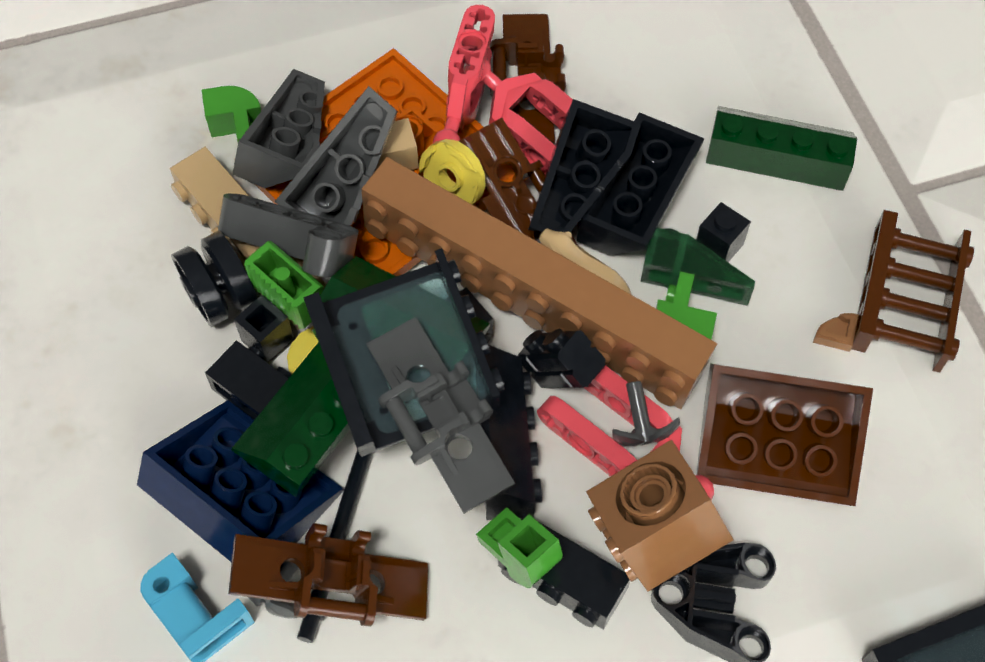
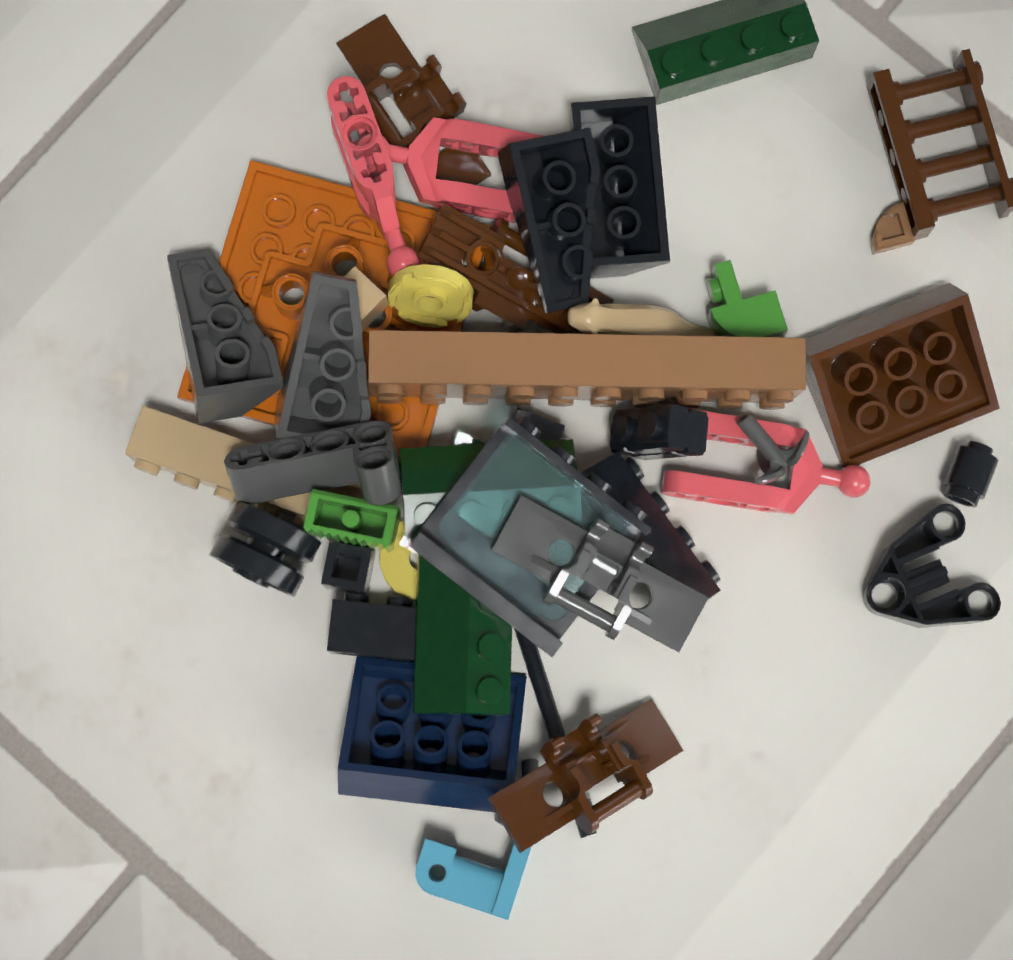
camera: 30 degrees left, 20 degrees up
(229, 110) = (134, 337): bright green brick -> none
(521, 546) = (741, 647): bright green brick -> none
(581, 583) = (780, 636): black brick -> none
(657, 517) = (817, 550): medium nougat brick -> none
(714, 277) = (705, 241): clear green slope -> none
(723, 231) = (727, 191): black brick -> none
(800, 538) = (970, 474): none -> black brick

